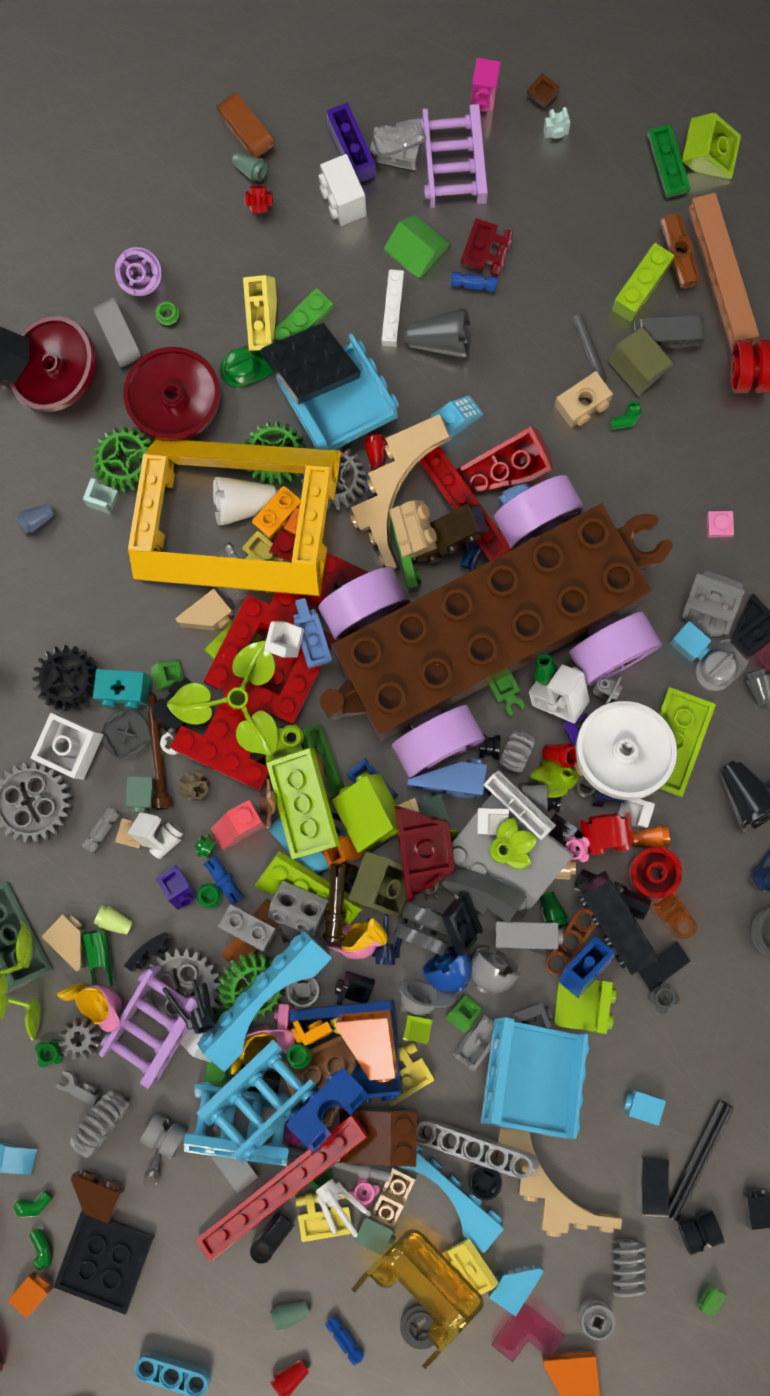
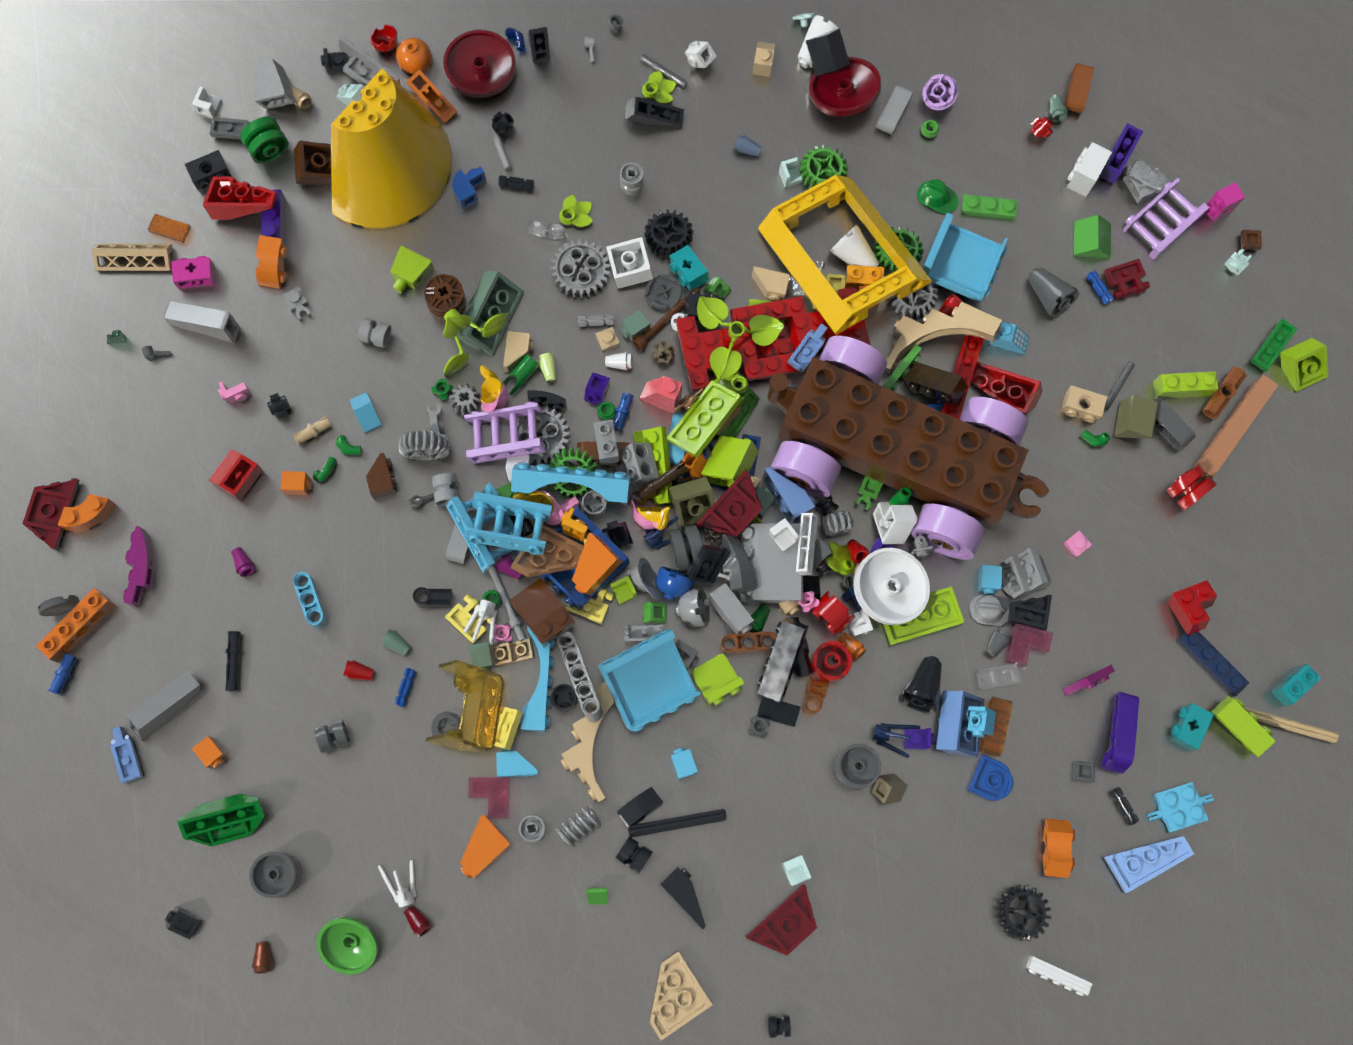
camera: 40 degrees right, 5 degrees down
(103, 1263) = (345, 511): black plate -> none
(145, 830) = (616, 344): white panel -> none
(171, 394) = (884, 165): dark red dish -> none
(201, 1017) = (531, 453): black plant -> none
(204, 845) = (634, 385): green plate -> none
(260, 310) = (978, 177): light yellow slope -> none
(281, 1188) = (468, 578): plate -> none
(284, 639) = (793, 333): white panel -> none
(298, 1057) = (552, 529): green plate -> none
(310, 363) = (969, 228): black plate -> none
(338, 1091) = (550, 563): blue arch -> none
(392, 308) = (1043, 252): white piece -> none
(413, 528) = (920, 359): tan brick -> none
(516, 844) = (781, 560): lime plate -> none
(586, 967) = (741, 661): blue brick -> none

